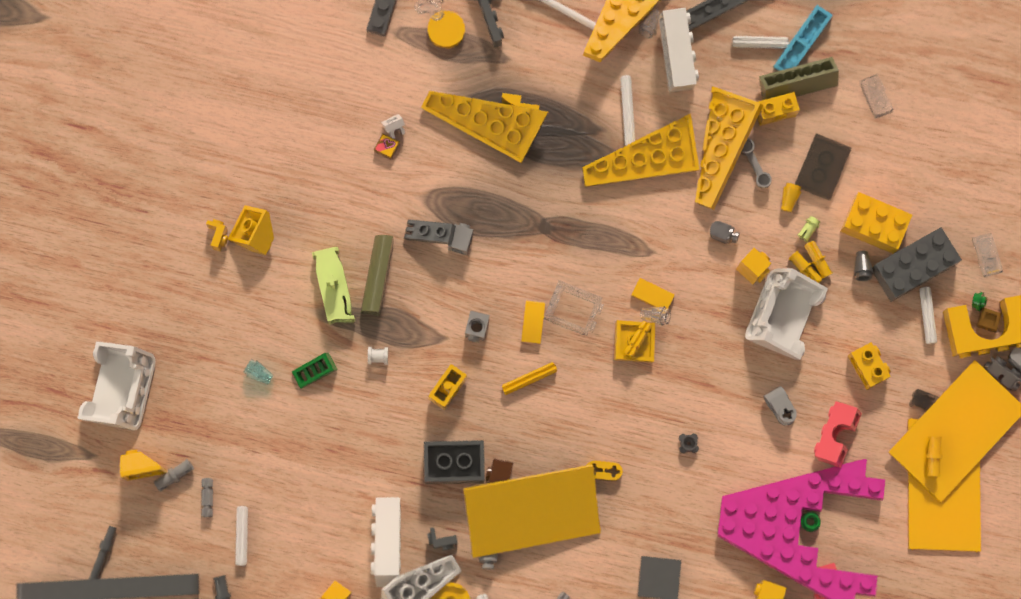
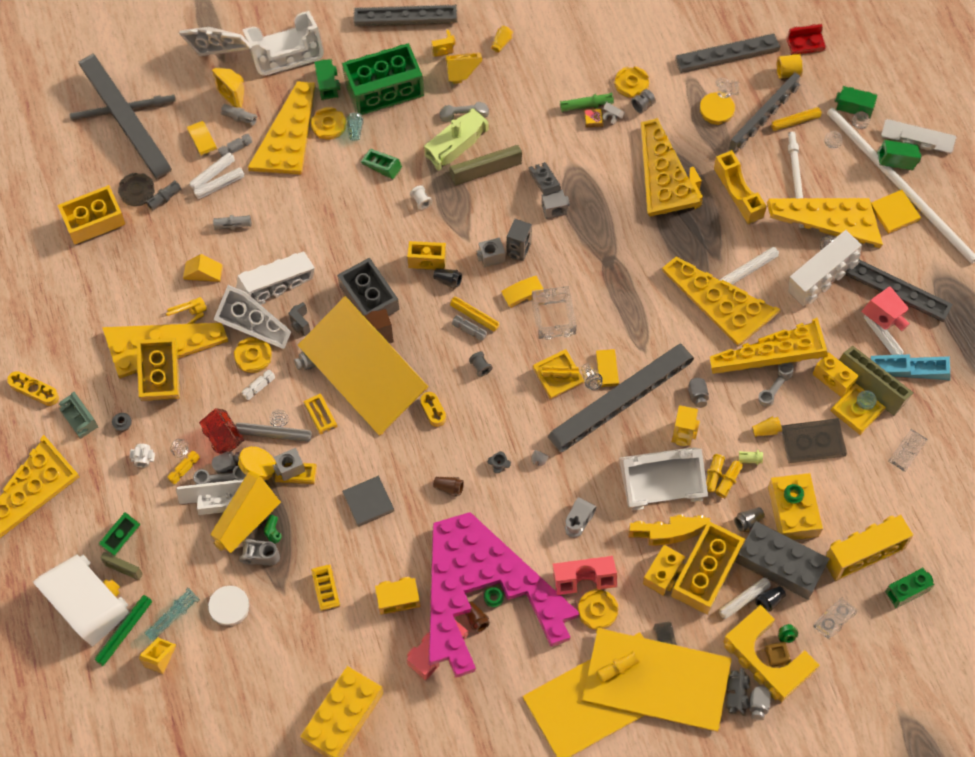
camera: 65 degrees right, 15 degrees down
(71, 459) = (214, 41): none -> white wedge
(157, 250) = (405, 15): none -> dark grey plate
(178, 525) = (201, 137): none -> yellow slope
(185, 368) = (326, 79): none -> green brick
(223, 535) = (212, 171): none -> white axle
(232, 446) = (287, 138): none -> yellow wing
(236, 394) = (328, 123): none -> yellow tile
(239, 316) = (383, 79): none -> green brick
(244, 175) = (501, 38): none -> yellow cone
(295, 546) = (232, 222): none -> light grey pin
(297, 276) = (448, 111): none -> light grey bar
(367, 141) = (586, 102): none -> bright green pin
(368, 86) = (631, 81): none -> yellow tile
(399, 90) = (642, 101): none -> flat silver wheel
(478, 379) = (448, 276): none -> black cone
(484, 295) = (519, 239): none -> dark grey brick
(529, 65) = (749, 203): none -> yellow arch
(541, 391) = (469, 328): none -> light grey axle
(542, 573) = (326, 427): none -> yellow tile
(584, 403) = (480, 364): none -> dark grey bush
(686, 499) = (450, 485): none -> reddish brown cone
(690, 301) = (620, 398): none -> dark grey beam
(705, 405) = (540, 457): none -> light grey hinge
(743, 24) = (887, 310): none -> coral torso
(815, 99) = (866, 400): none -> clear light blue plate
(816, 111) = (853, 414): none -> yellow tile
(824, 545) = (477, 618): none -> reddish brown cone
(839, 332) = (677, 530): none -> yellow slope
(869, 441) = (598, 609): none -> yellow tile
(876, 213) = (795, 489): none -> green plate
(890, 328) = (707, 567): none -> yellow brick
(942, 296) = (770, 598): none -> black cone
(948, 189) = (868, 547): none -> yellow brick
(995, 178) = (910, 587): none -> green brick

